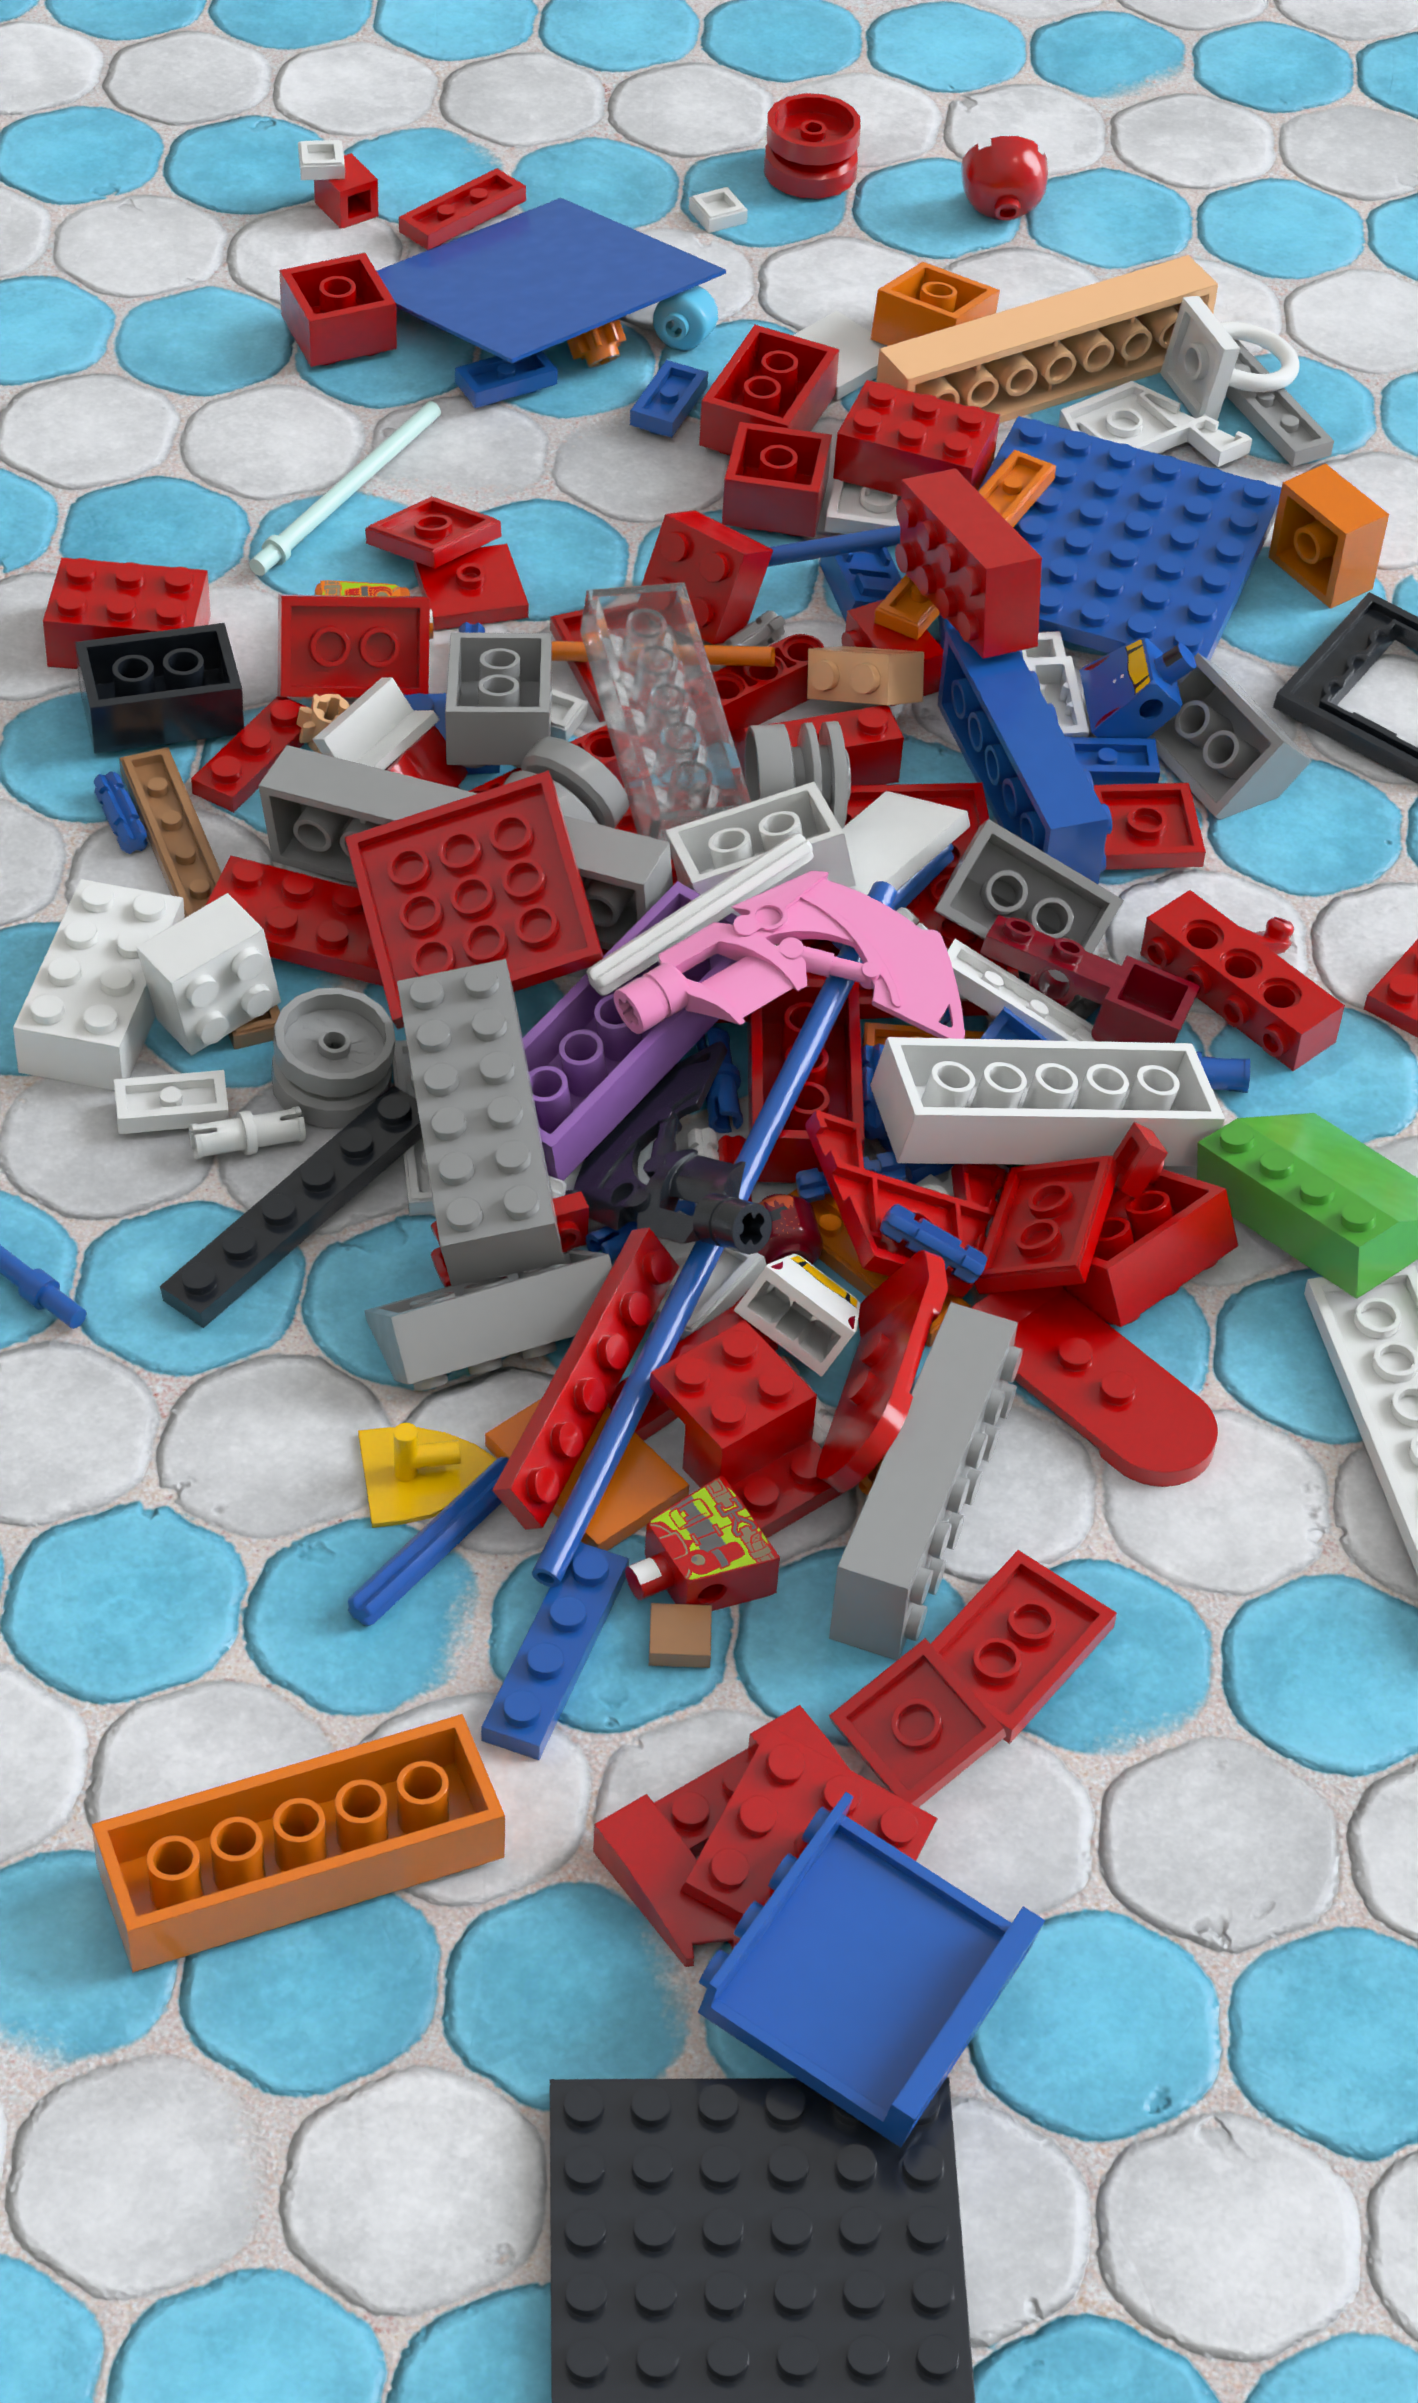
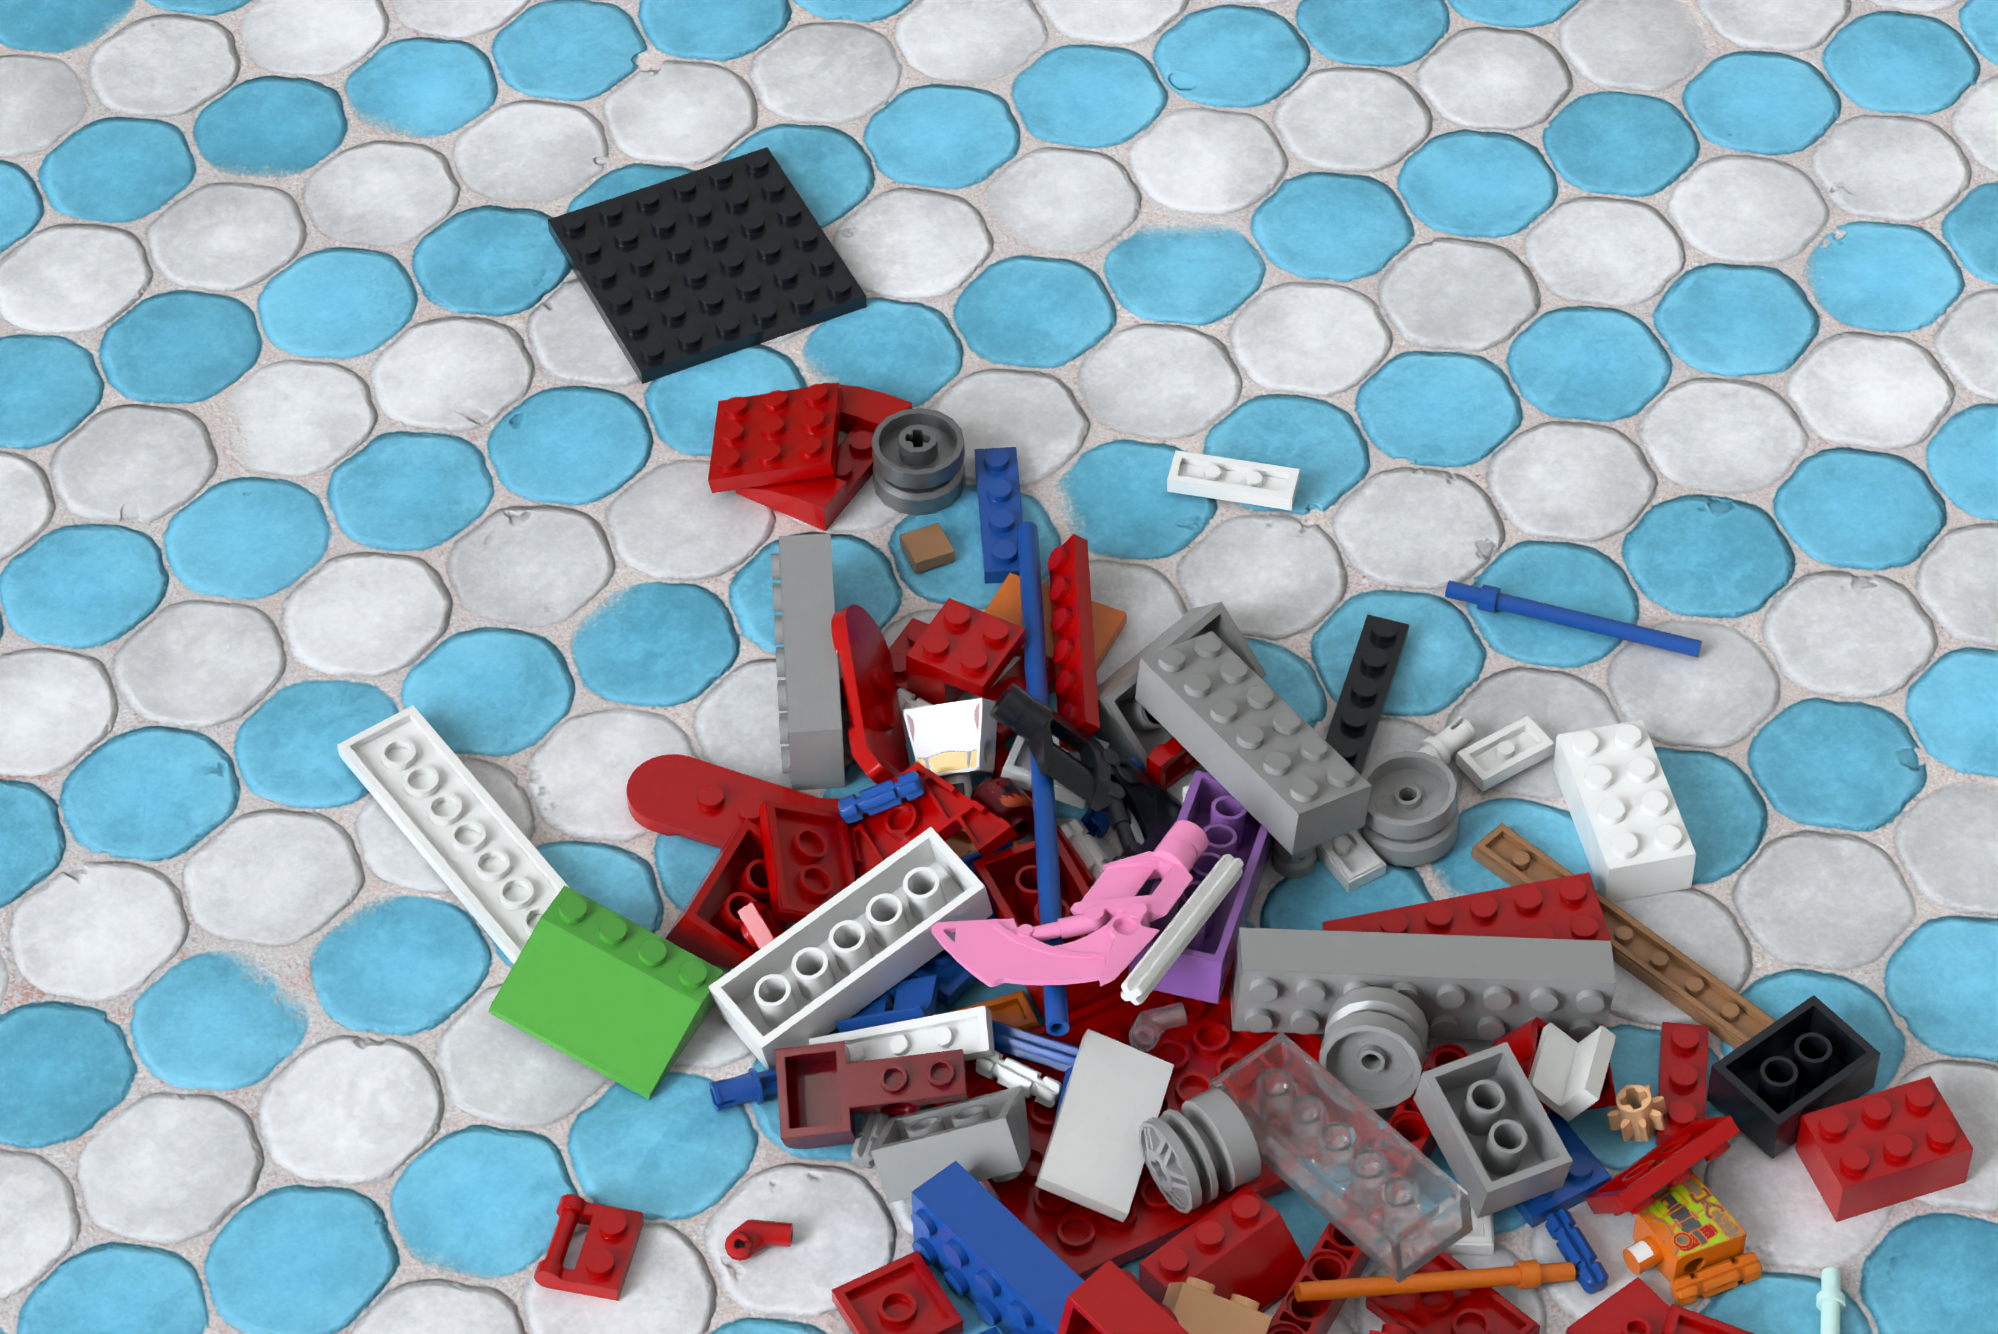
camera: 160 degrees right, 0 degrees up
(120, 812) = (1741, 979): blue axle -> none
(209, 974) = (1533, 804): white brick -> none
(231, 1560) = (1233, 480): none -> white plate
(298, 1842) = (1075, 336): orange brick -> none
(416, 1471) = (1159, 589): yellow shield -> none
(427, 1547) = (1117, 541): blue axle -> none
(476, 888) = (1367, 887): red plate -> none
(632, 1729) = (918, 461): none -> flat silver wheel
(706, 1552) = (929, 578): red torso -> none
(727, 841) = (1177, 1047): white brick -> none
(864, 1973) = (704, 371): blue panel -> none
(917, 1725) = (744, 528): red plate -> none
(1022, 1639) = (708, 610): red plate -> none
(1243, 980) = (730, 1179): red brick -> none

